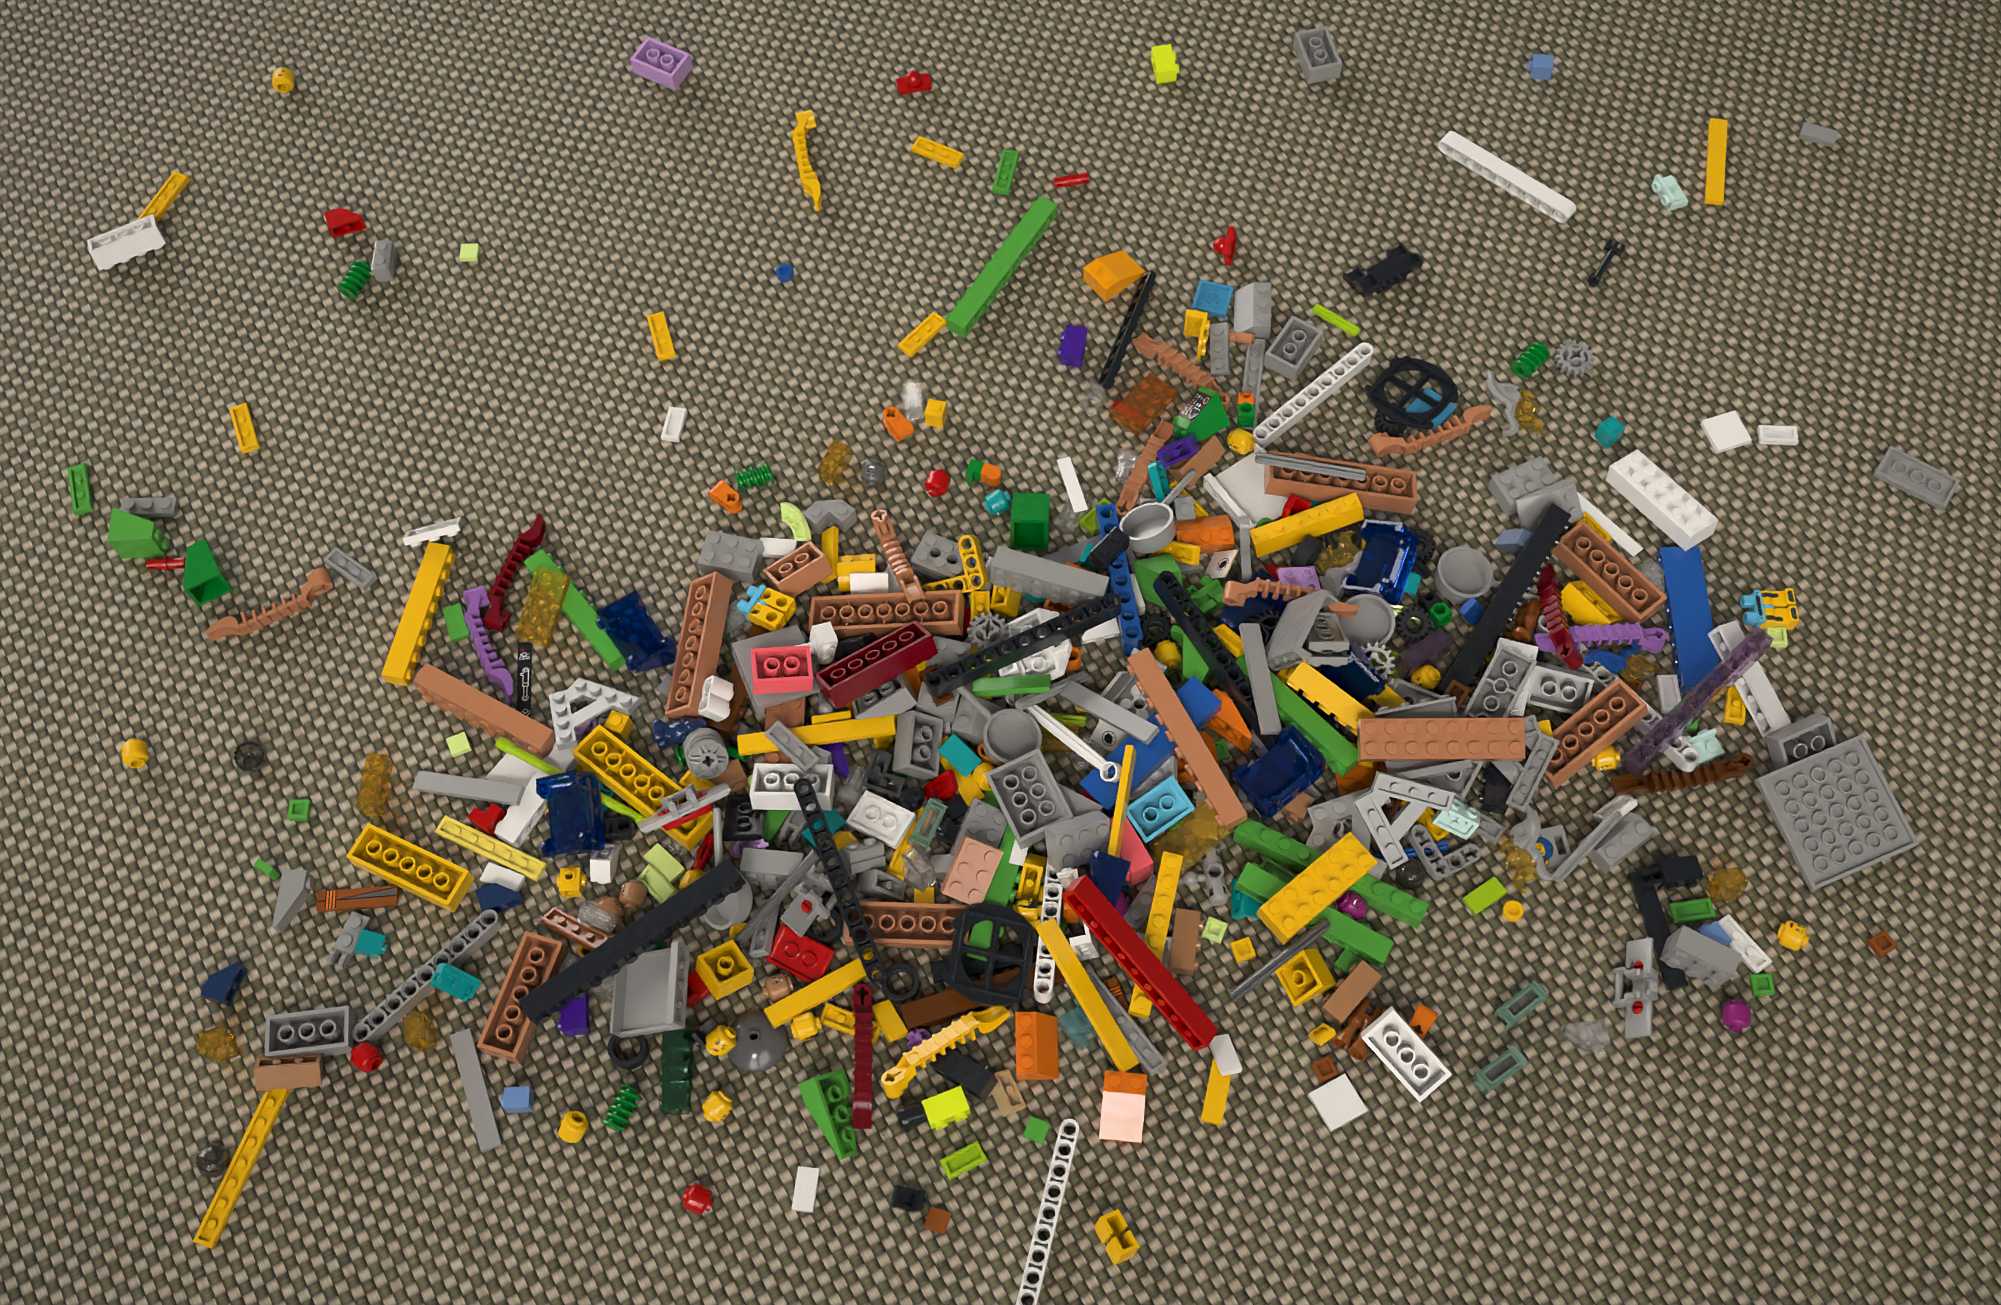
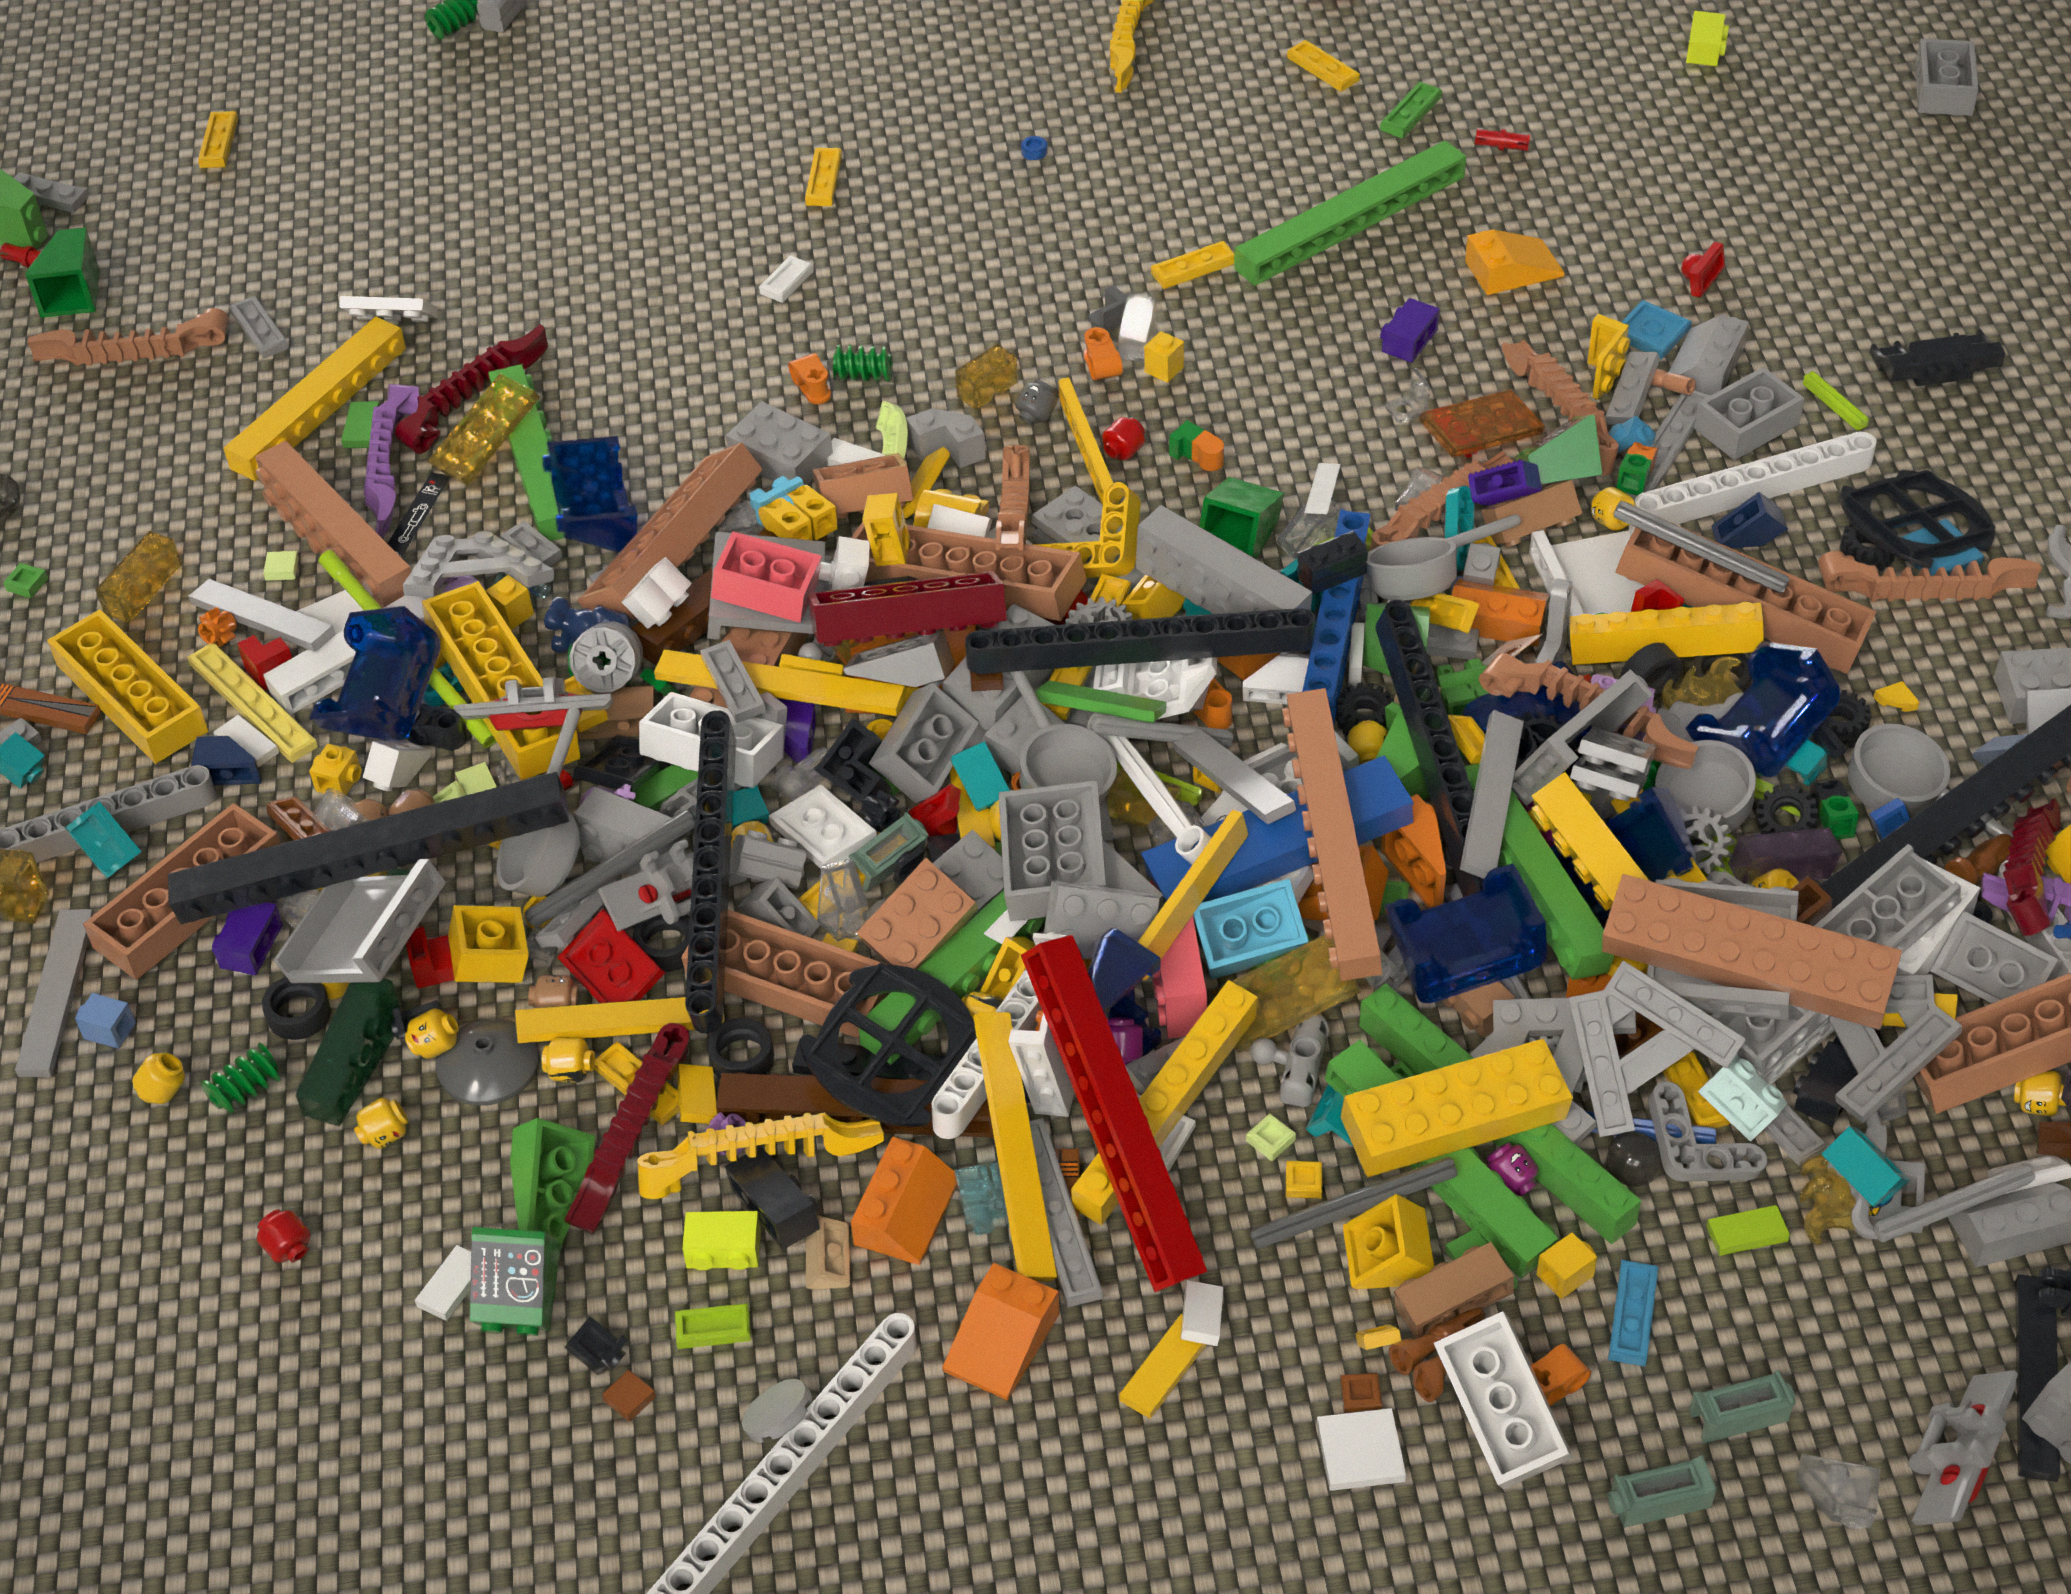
camera: 20 degrees right, 15 degrees down
(444, 805) = (217, 627): none -> orange gear
(469, 252) = (619, 24): yellowish green tile -> none
(610, 678) = (533, 543): none -> light grey plate
(837, 610) = (886, 529): none -> yellow brick
(846, 1180) = (512, 1280): none -> slope
(889, 387) = (1112, 314): none -> dark grey panel
(911, 1115) = (660, 1231): black piece -> none
(917, 494) = (1084, 437): none -> yellow tile
(997, 502) = (1198, 483): teal head -> none
(1025, 1201) = (776, 1410): none -> light grey tile
(1036, 1130) = (848, 1322): bright green tile -> none
(1109, 1229) = (893, 1502): yellow piece -> none
(1126, 330) = (1508, 326): black plate -> none
(1185, 942) = (1212, 1135): medium nougat brick -> none
(1232, 384) = (1632, 431): none -> dark azure bracket
(1321, 427) = (1750, 524): none -> dark blue slope
(1402, 953) = (1567, 1265): none -> yellow brick
(1442, 520) = (1898, 696): none -> yellow tile
(1444, 968) = (1633, 1313): none -> dark azure tile
(1512, 911) = (1787, 1267): yellow tile -> none
(1536, 841) = (1865, 1166): none -> teal hinge

